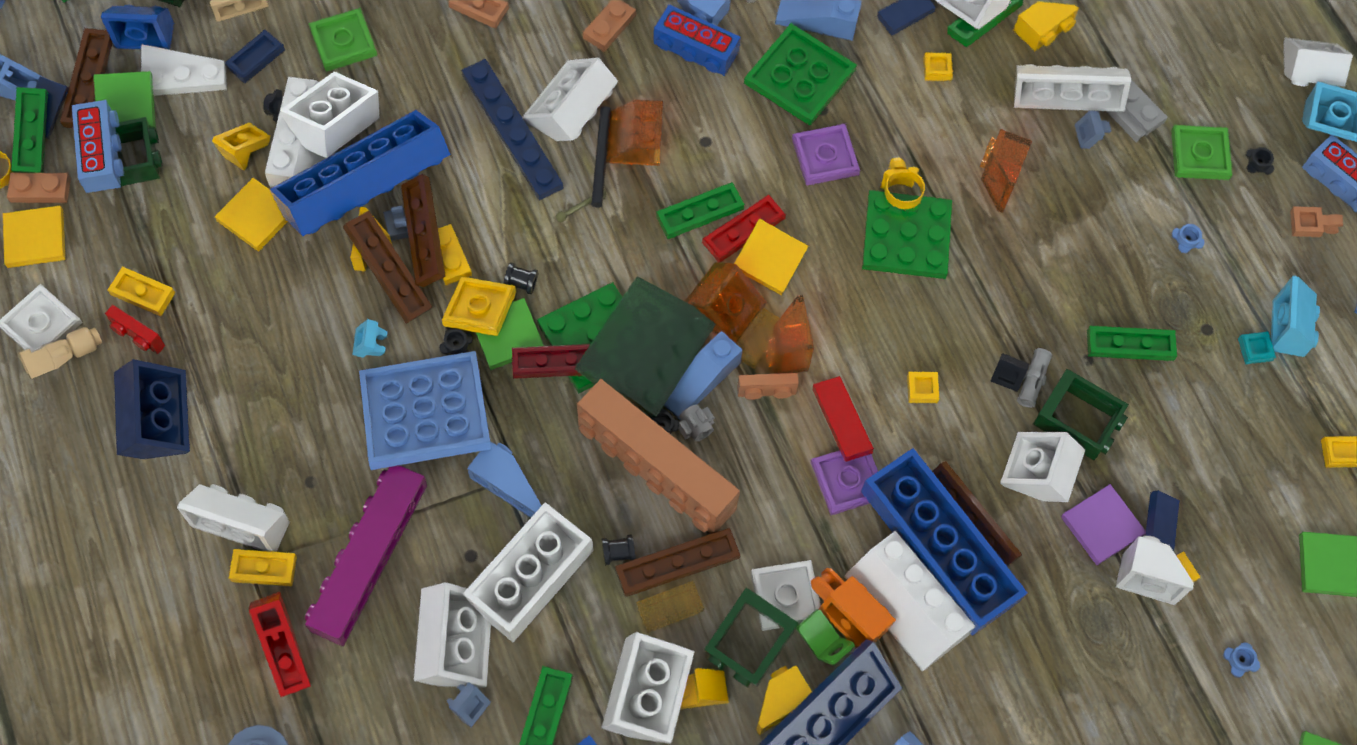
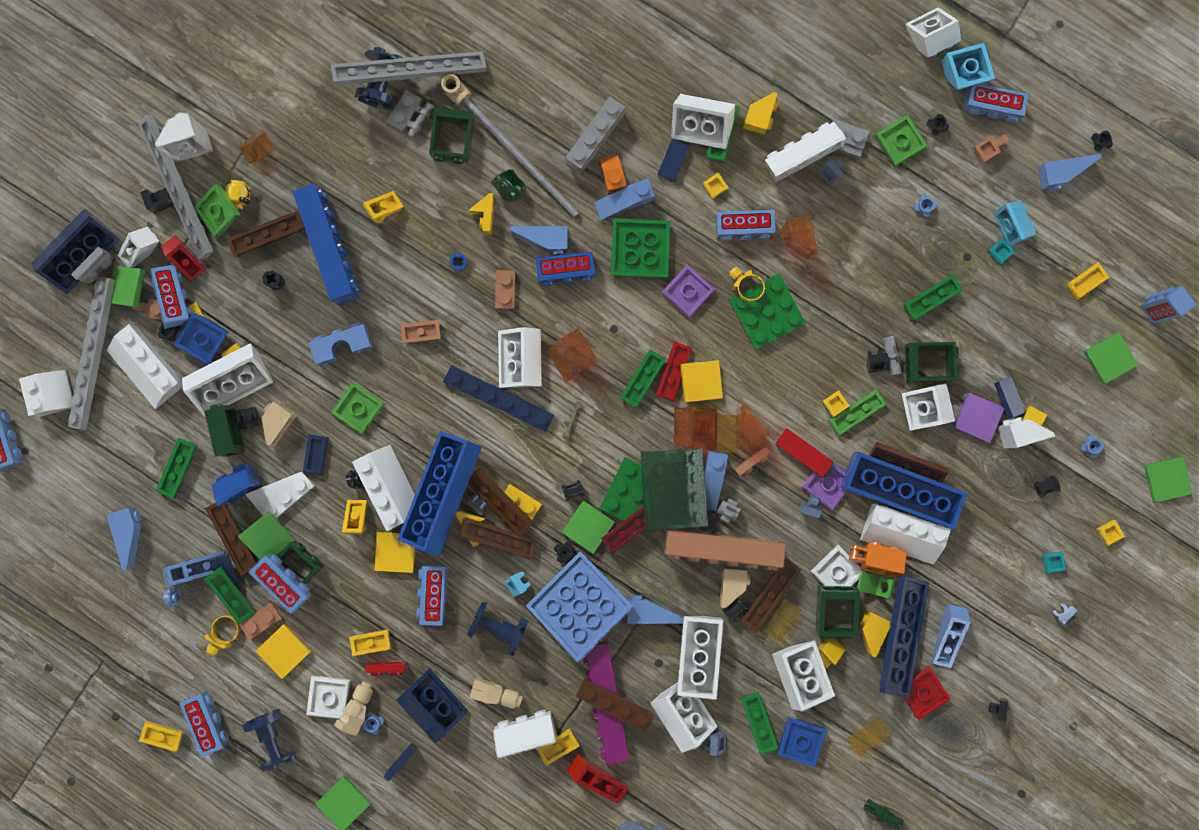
camera: 30 degrees left, 20 degrees up
(56, 451) = (400, 762): none -> dark blue tile
(59, 379) = (370, 717): none -> medium blue plate
(237, 448) = (493, 694): none -> tan piece
(259, 285) = (432, 595): none -> brick
(315, 387) = (505, 632): none -> dark blue piece
(331, 113) = (394, 467): white slope -> none
(375, 554) = (615, 705): none -> reddish brown plate
(479, 306) = (562, 523): yellow tile -> none
(601, 157) = (563, 382): black bar -> none
(637, 515) = (732, 584): none -> tan slope
(807, 486) = (811, 507): none -> sand blue tile
(944, 418) = (857, 412): none -> bright green tile
(945, 122) = (745, 224): none -> medium blue brick
(1145, 668) = (1047, 486): none -> black bush

